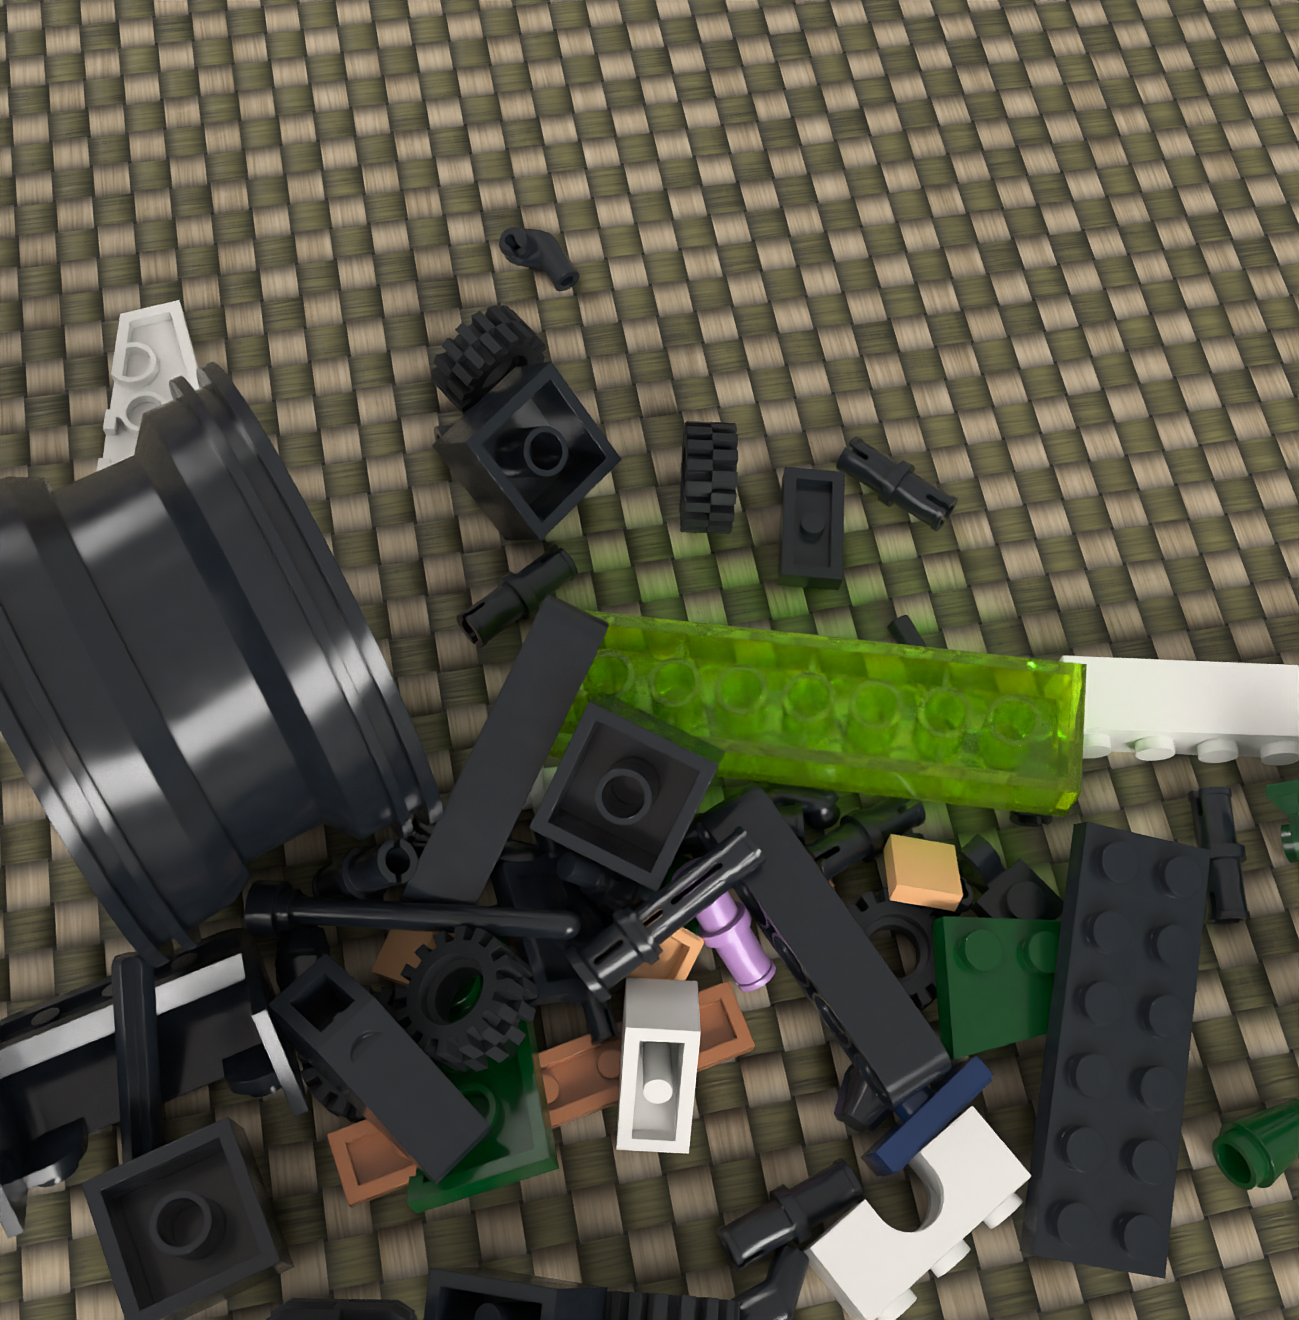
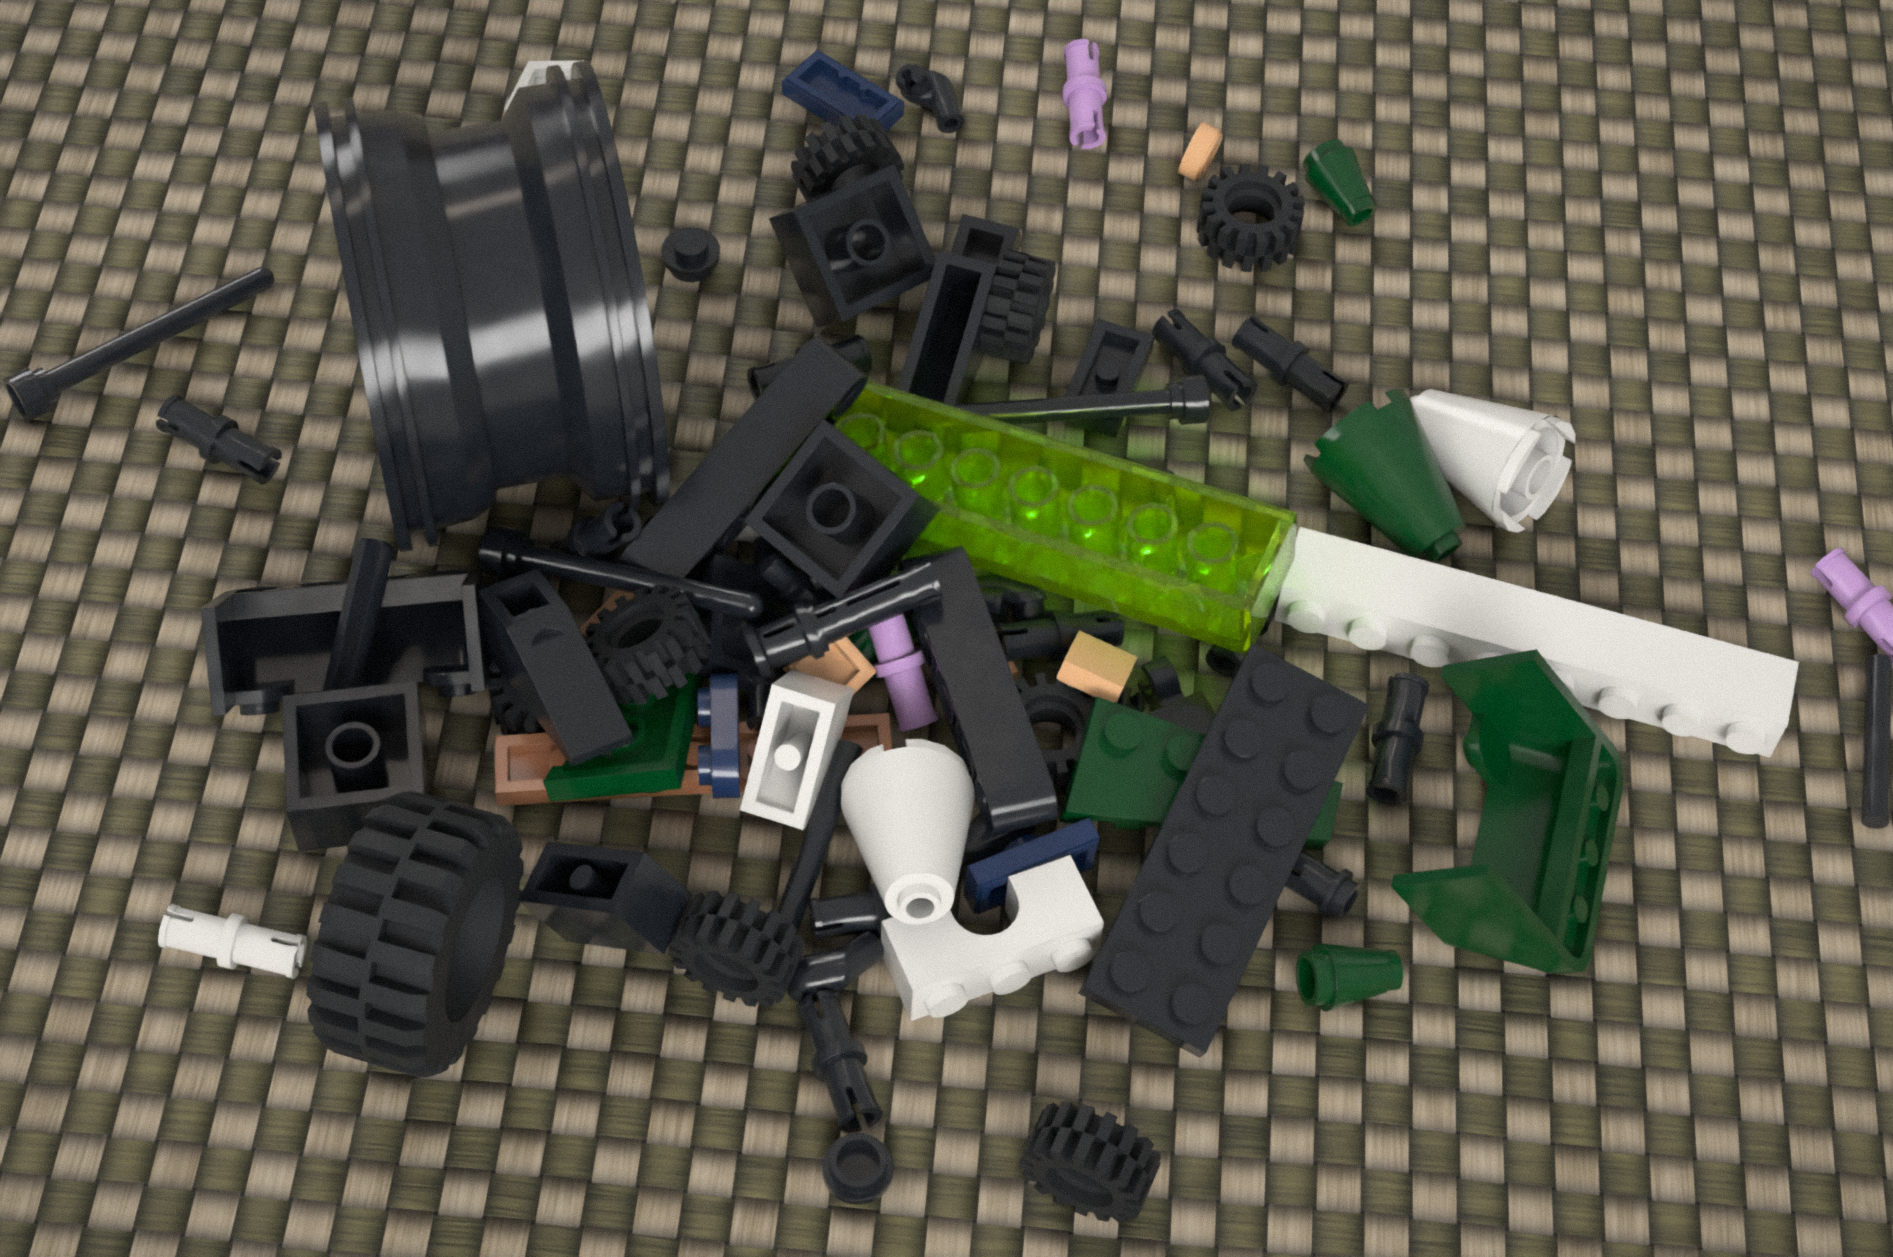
camera: 20 degrees right, 10 degrees down
(354, 491) = (691, 254): none -> black plate
(451, 277) = (837, 91): none -> dark blue plate
(583, 1106) = (721, 760): none -> dark blue plate
(652, 505) = (948, 329): none -> black slope
(686, 220) = (1084, 94): none -> lavender pin
(703, 1157) = (817, 836): none -> black bar
(812, 1141) = (910, 824): none -> white cone
(818, 257) = (1200, 151): none -> light nougat tile
(892, 291) = (1254, 194): none -> black tyre
(900, 539) = (1181, 400): none -> black piece
(957, 258) = (1340, 181): none -> dark green cone
(978, 466) = (1290, 363): none -> black pin
(1124, 573) = (1391, 477): none -> dark green cone
(1194, 517) = (1497, 453): none -> white cone
(1218, 1048) = (1324, 886): none -> black pin

